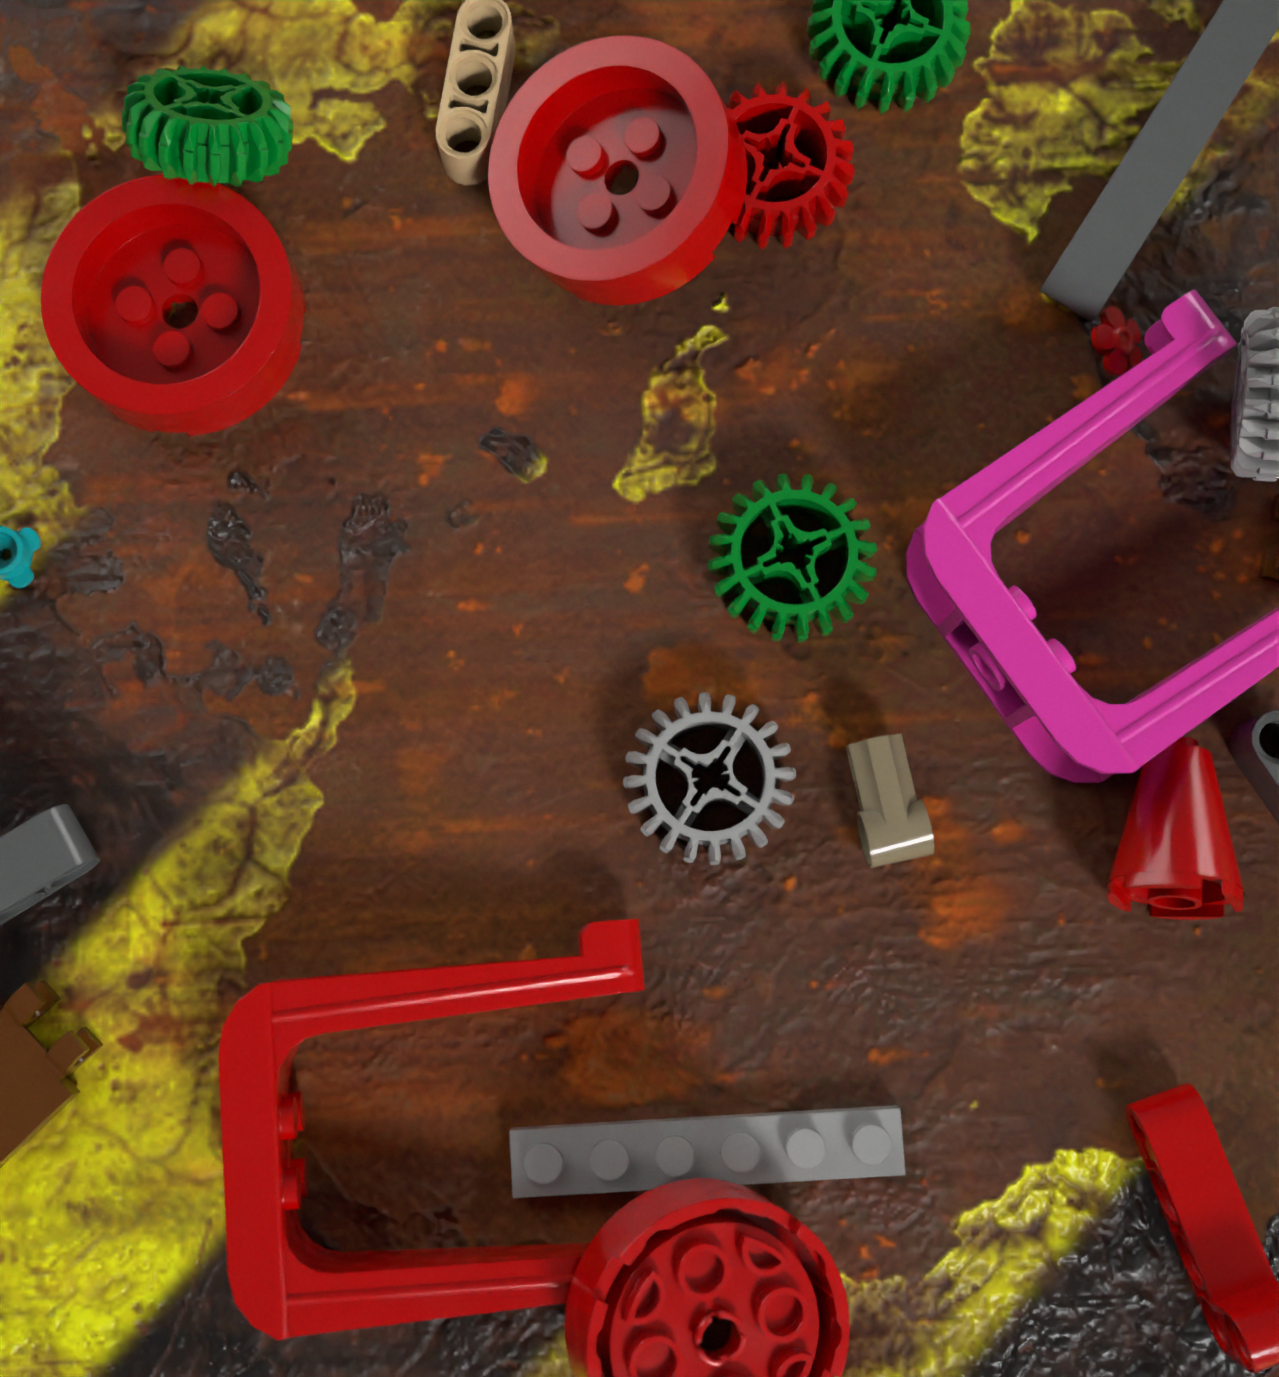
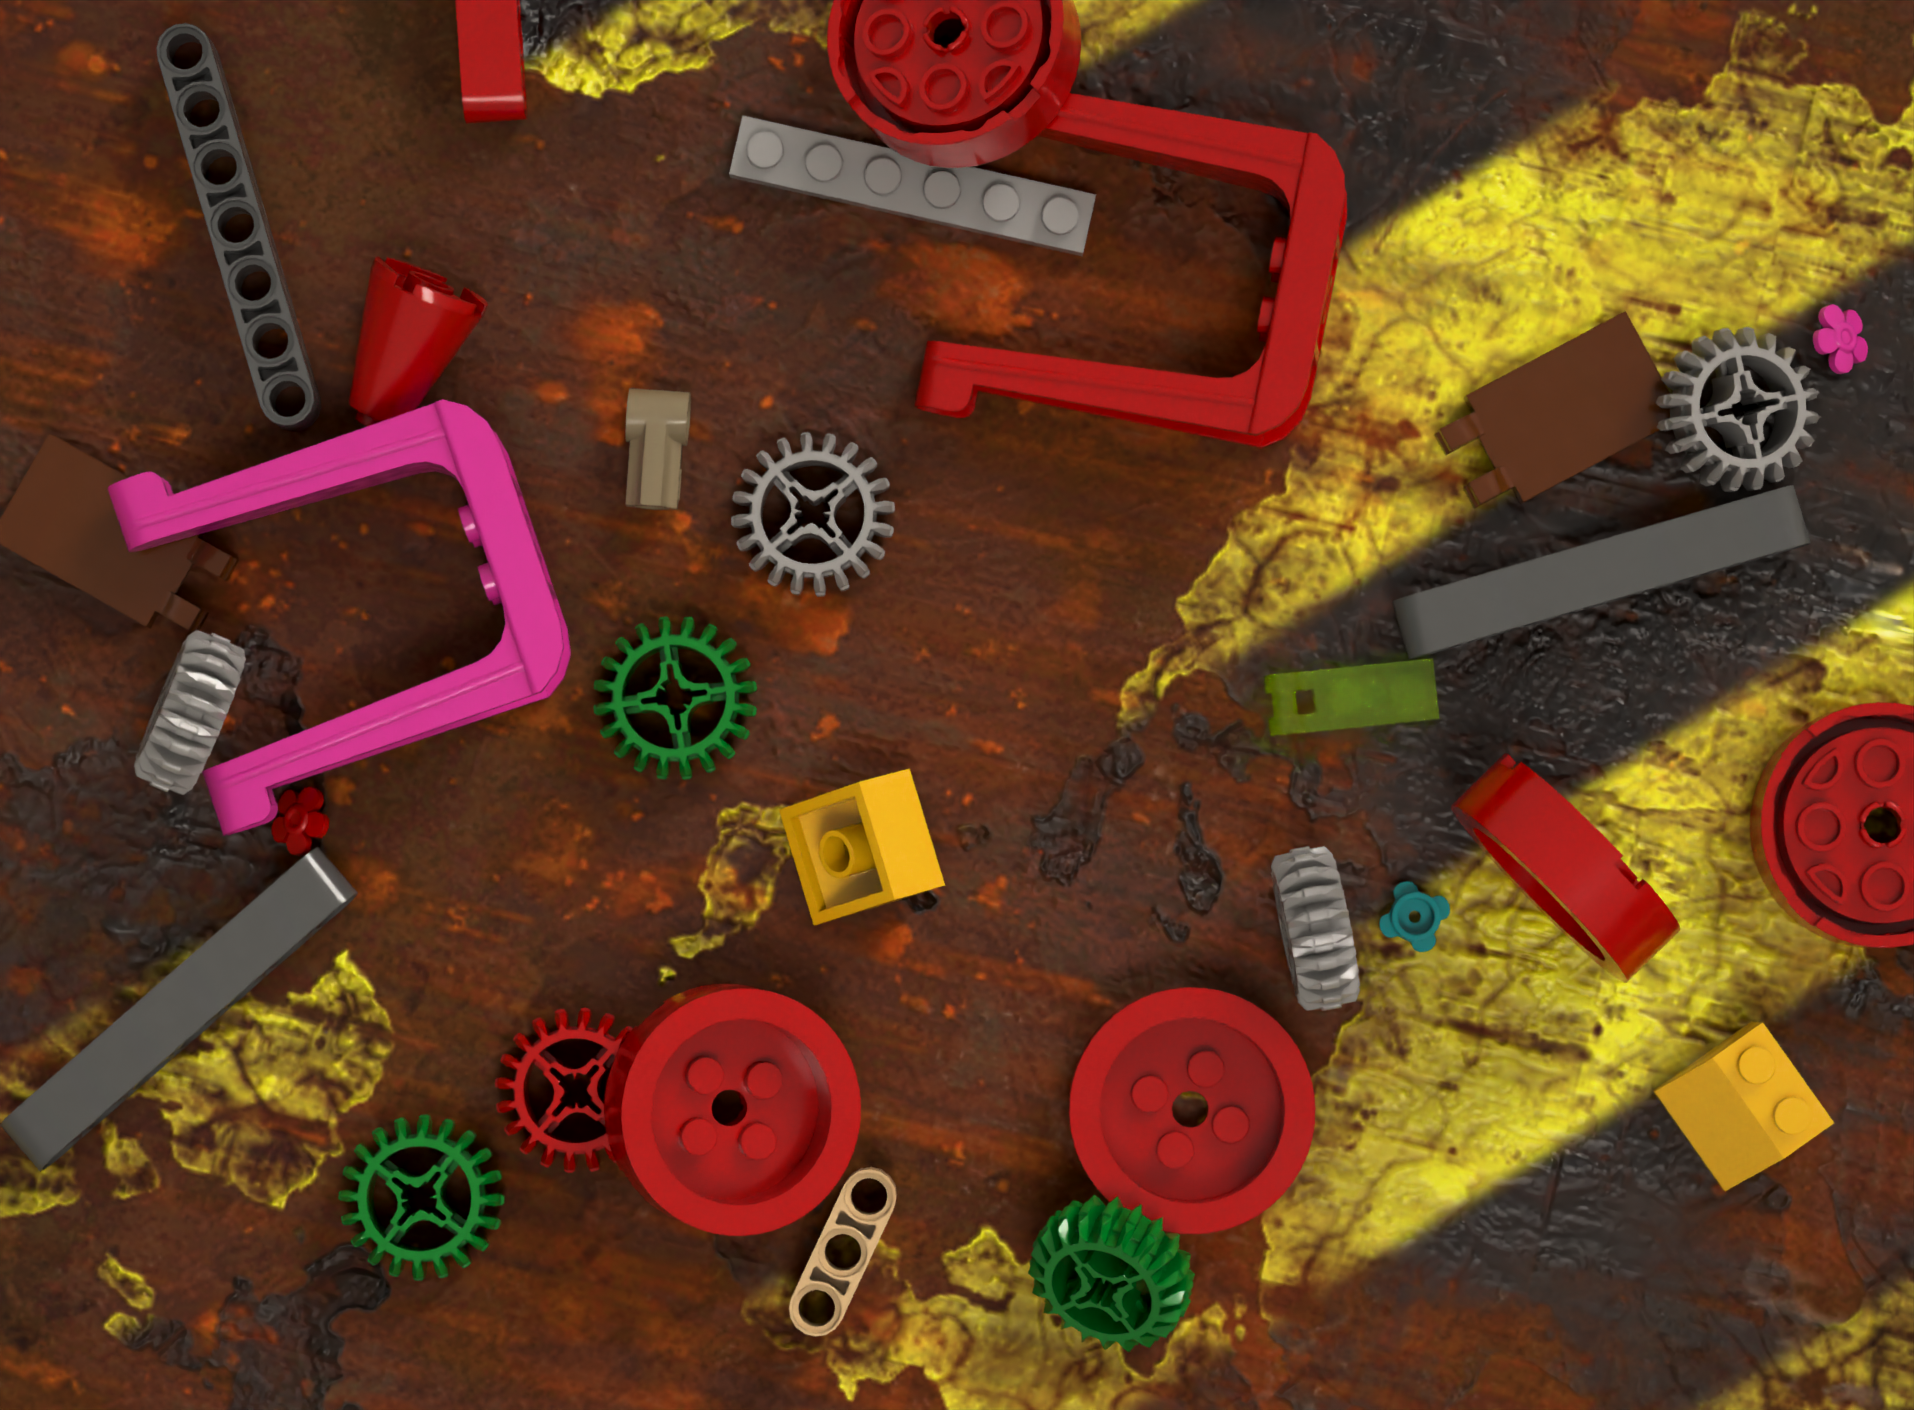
camera: 165 degrees left, 5 degrees up
(87, 503) = (1315, 928): none -> light grey gear
(118, 752) = (1354, 697): none -> clear neon green plate
(563, 465) = (861, 846): none -> yellow slope

